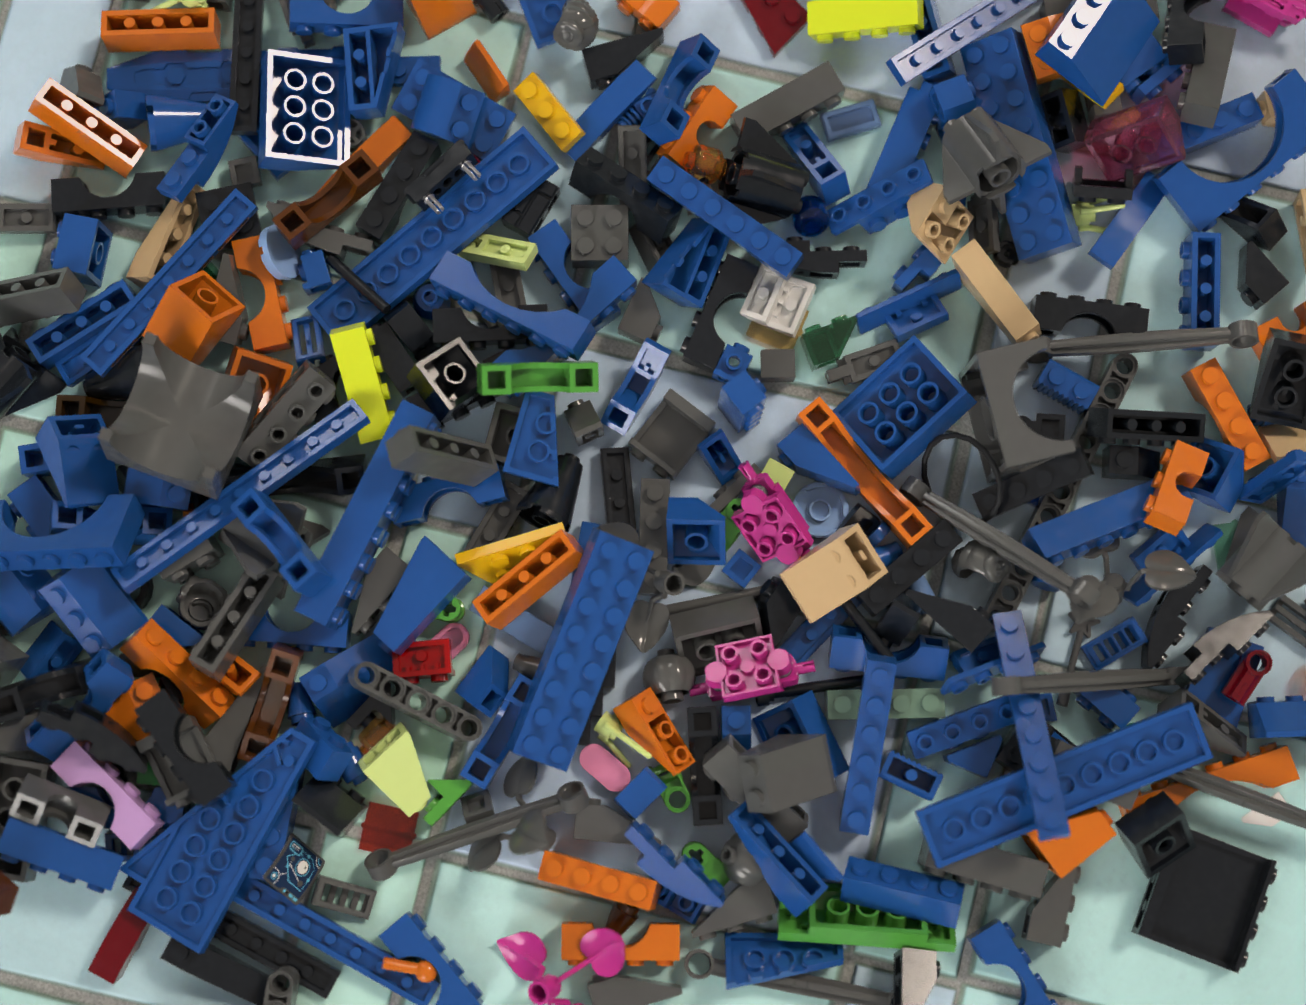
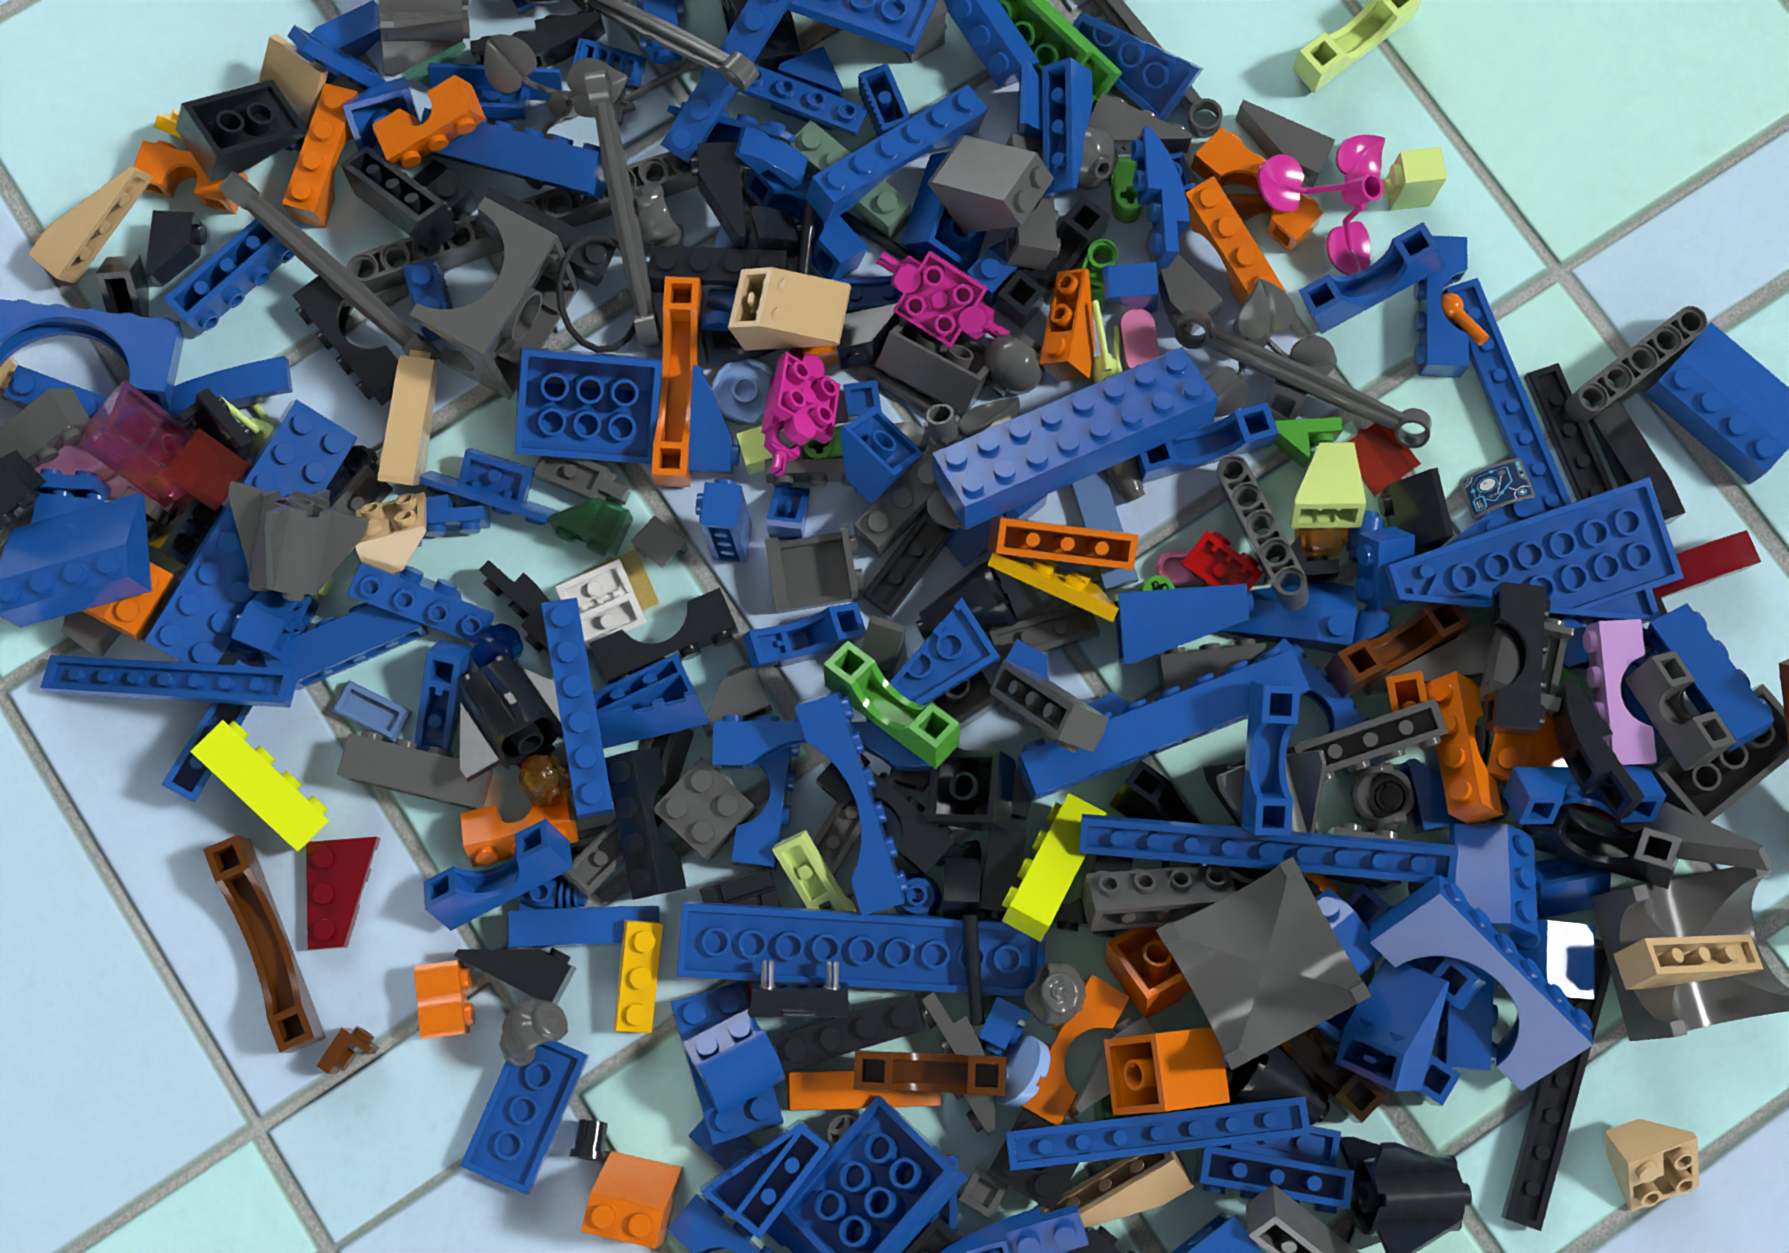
camera: 135 degrees left, 5 degrees down
(296, 309) = (1055, 994): none -> dark grey hair
(311, 355) = (1082, 937): blue tile -> none
(322, 880) = (1480, 428): dark grey slope -> none
(479, 958) = (1406, 262): none -> blue arch
(486, 72) = (659, 1076): orange slope -> none
(486, 682) = (1181, 497): blue slope -> none
(724, 371) = (710, 579): blue brick -> none
(942, 664) = (767, 152): none -> blue slope
(1047, 425) = (478, 277): black plate -> none
(1082, 155) = (206, 469): none -> clear red piece

